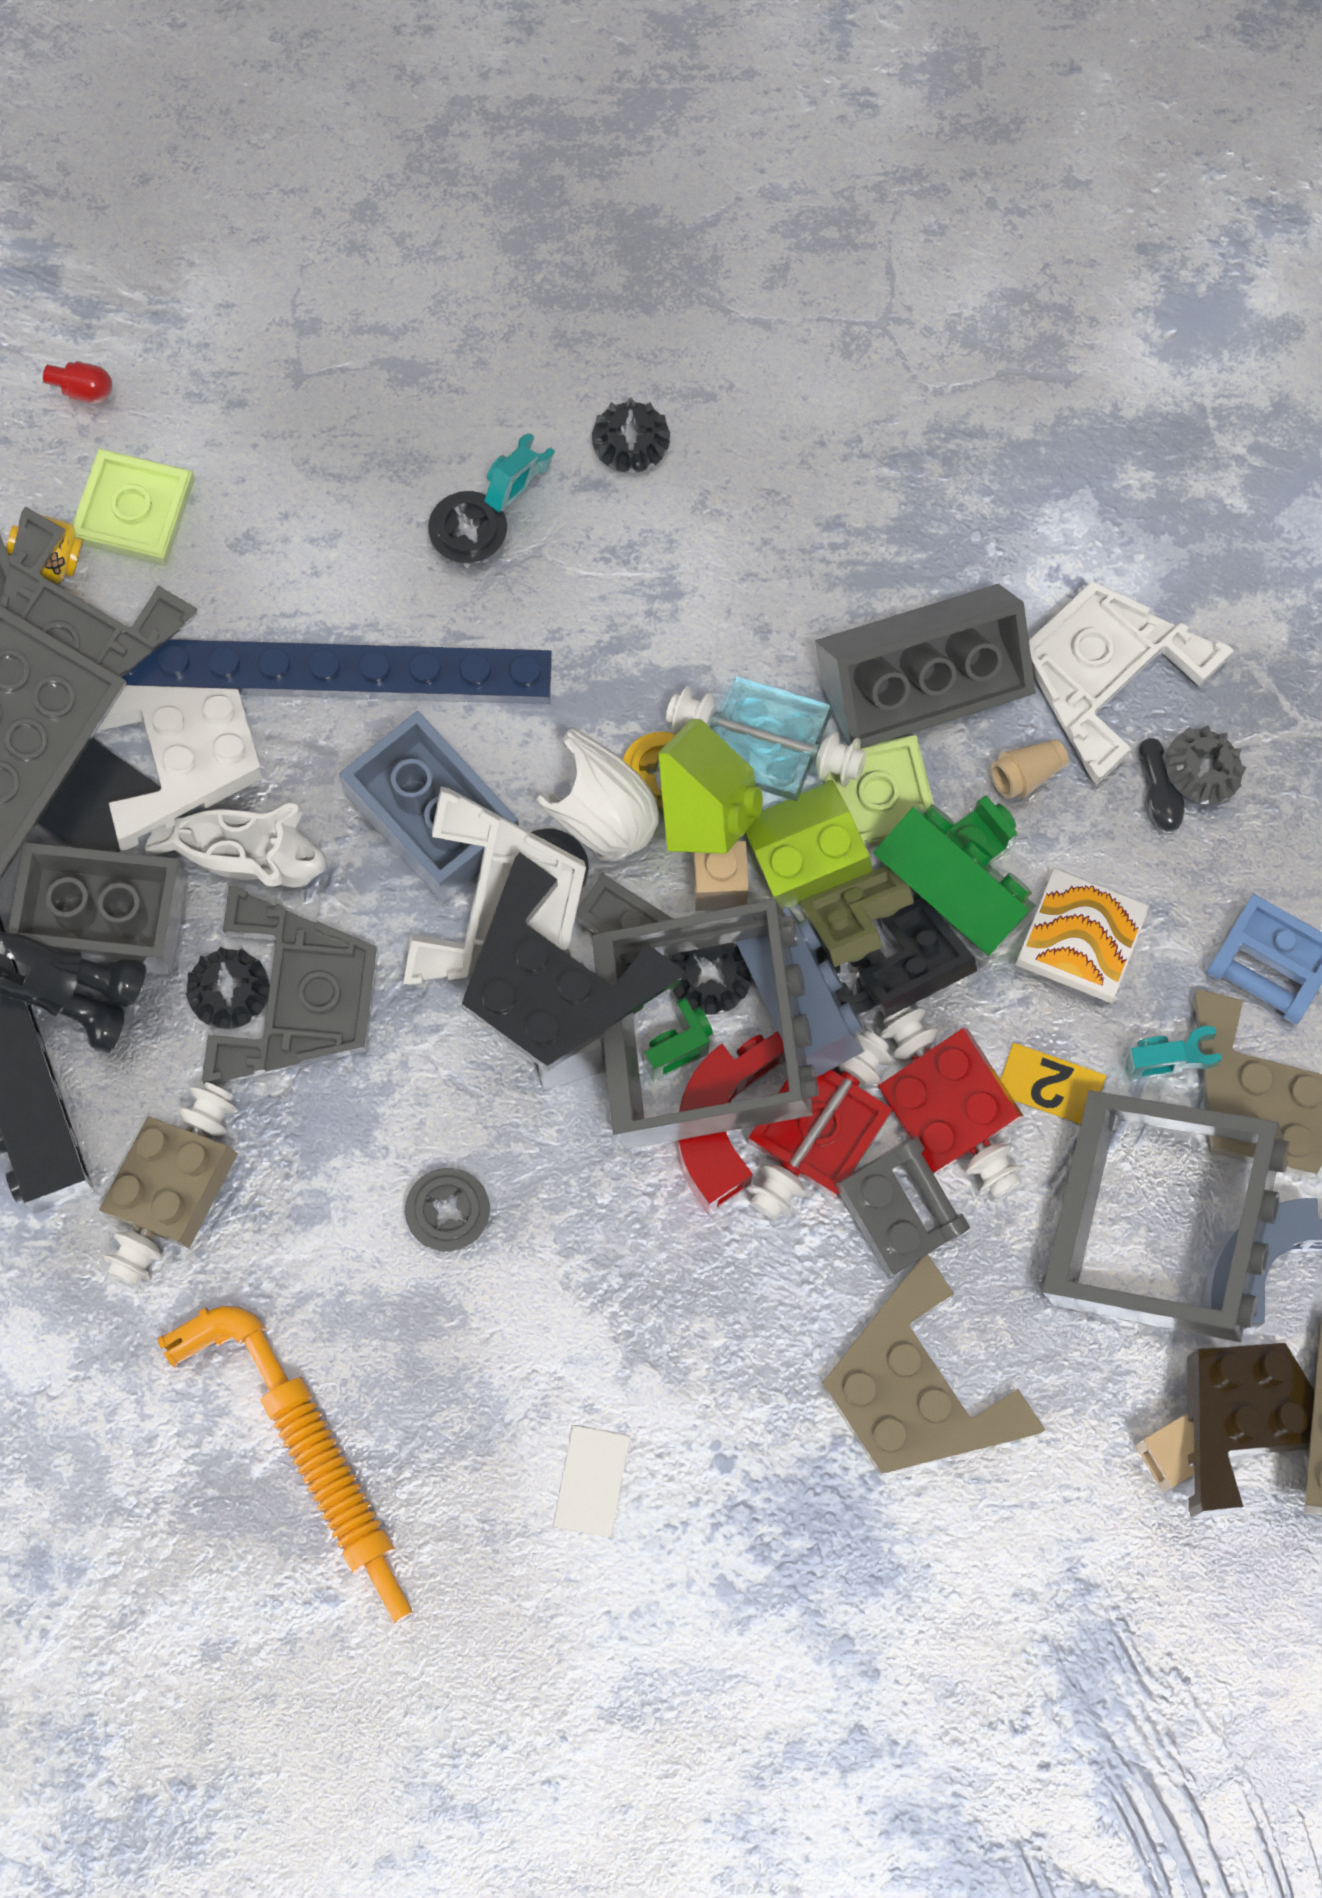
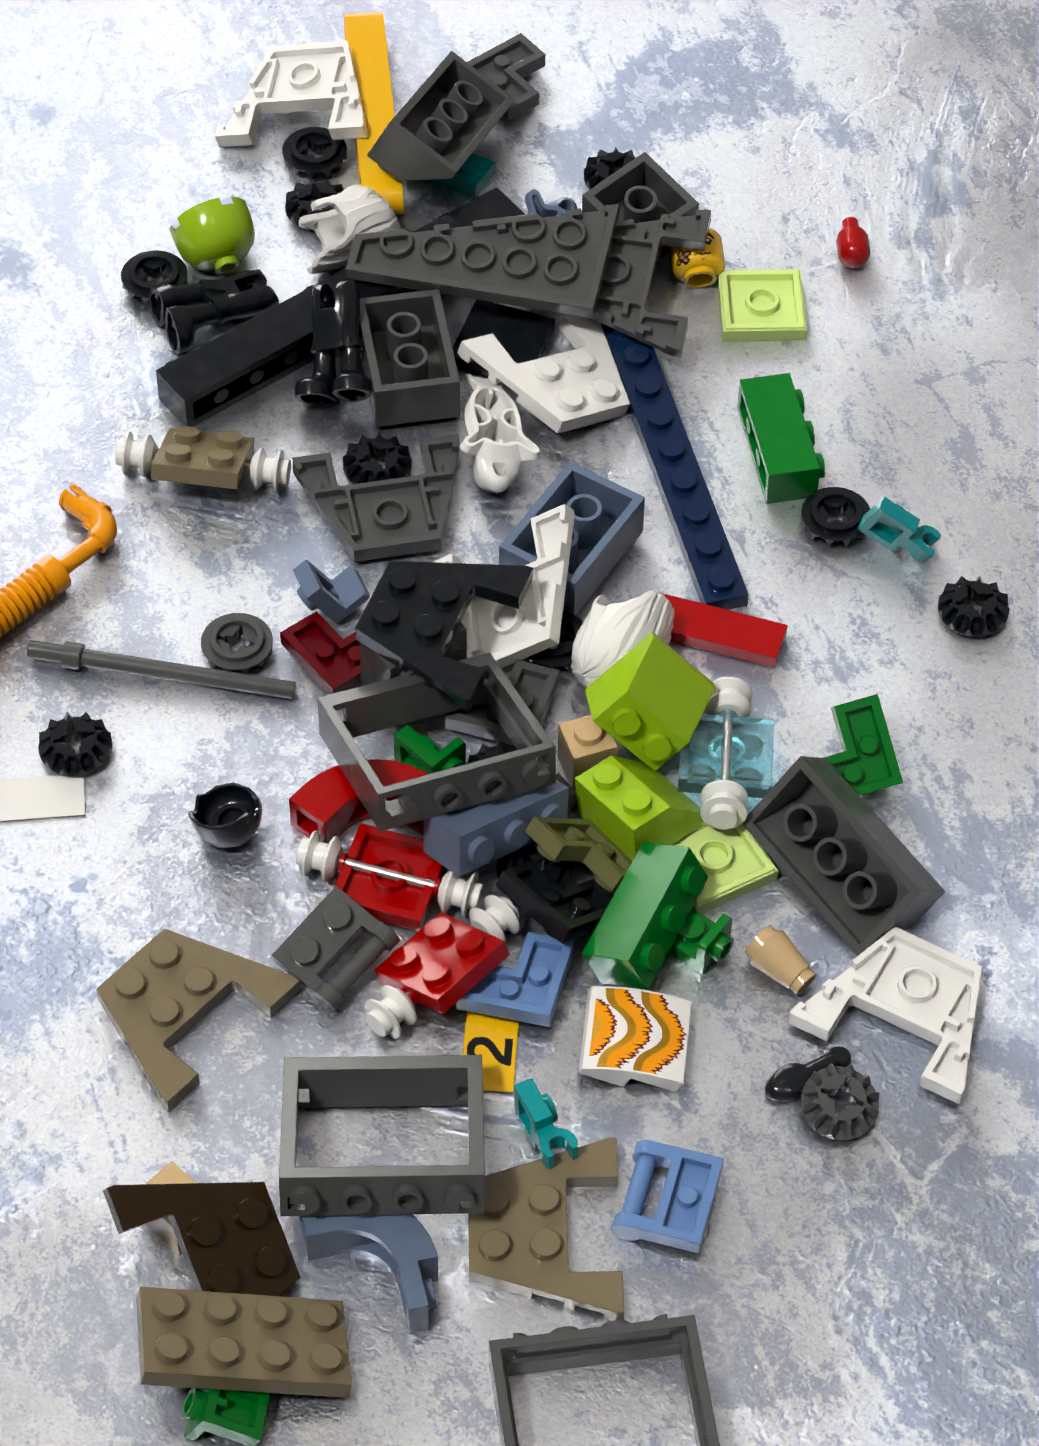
camera: 75 degrees right, 20 degrees down
(345, 549) = (779, 437): none -> green brick
(410, 1397) = (75, 656): none -> dark grey bar
(417, 1084) = (333, 597): none -> sand blue bracket
(509, 1108) = (324, 653): none -> dark red plate
(553, 1442) = (61, 757): none -> black gear
(583, 696) = (726, 632): none -> red tile
(695, 1277) = (227, 815): none -> black hair
(803, 597) = (867, 753): none -> green plate
(1001, 1017) = (529, 990): none -> medium blue plate

